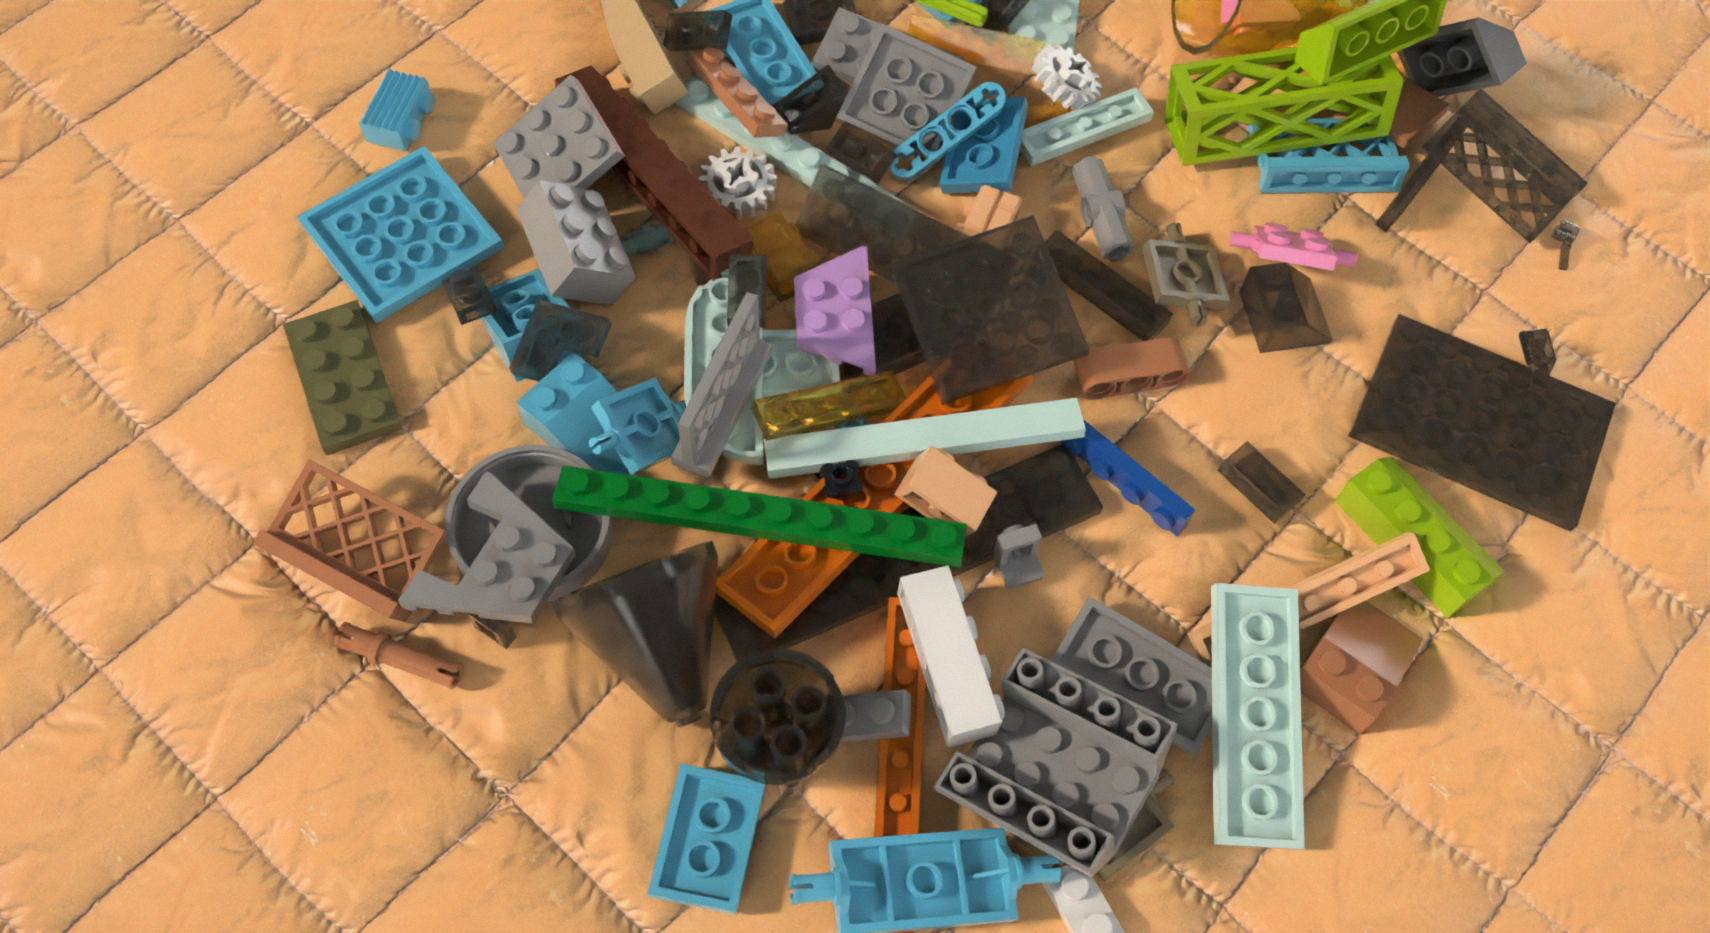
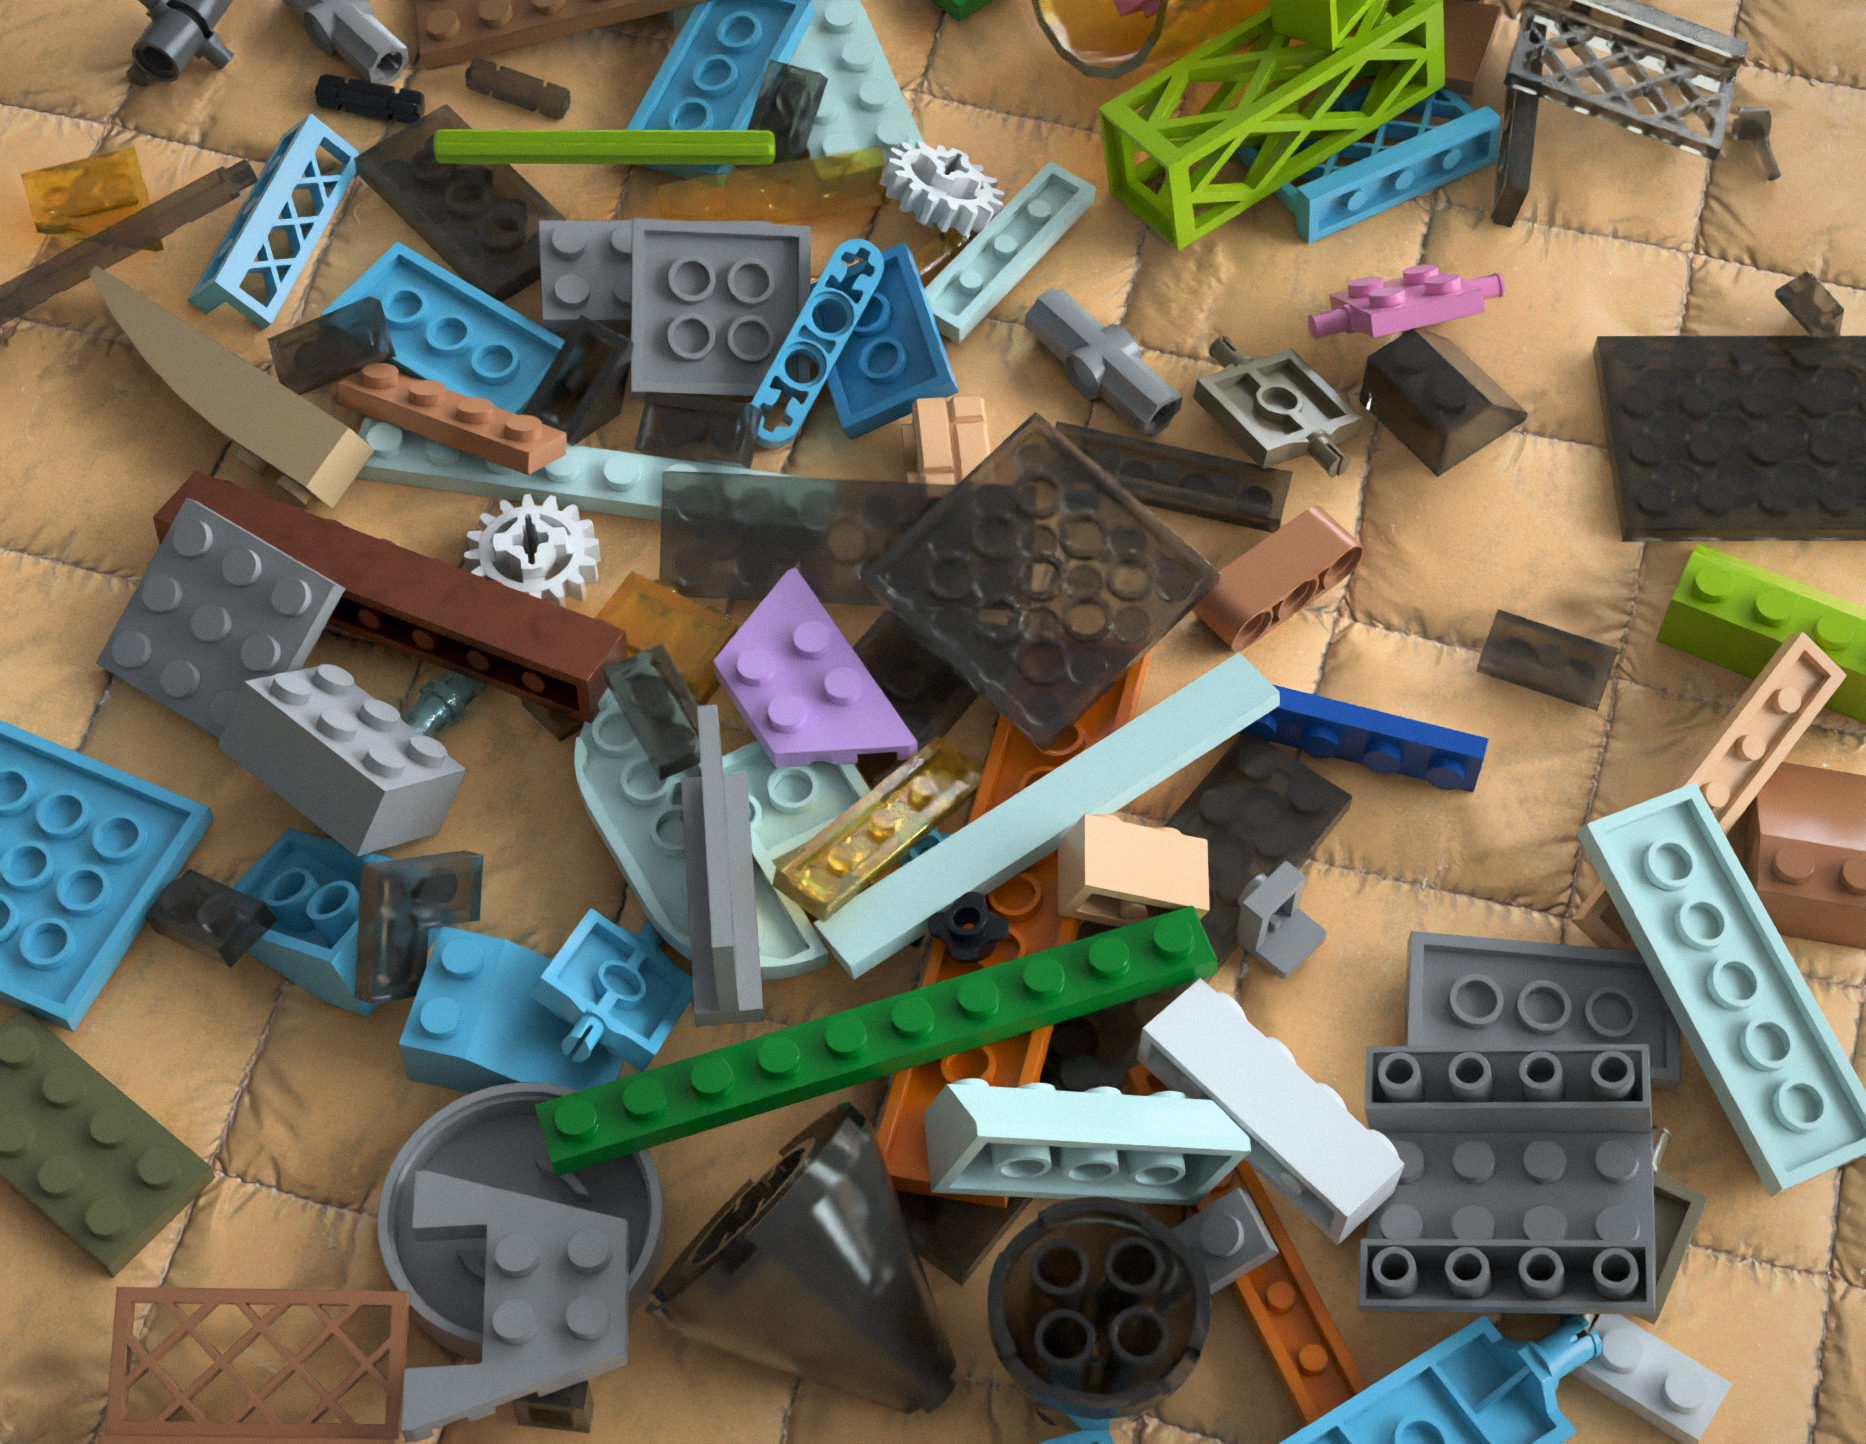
camera: 25 degrees left, 5 degrees down
(826, 622) = (1078, 1143): none -> light aqua slope

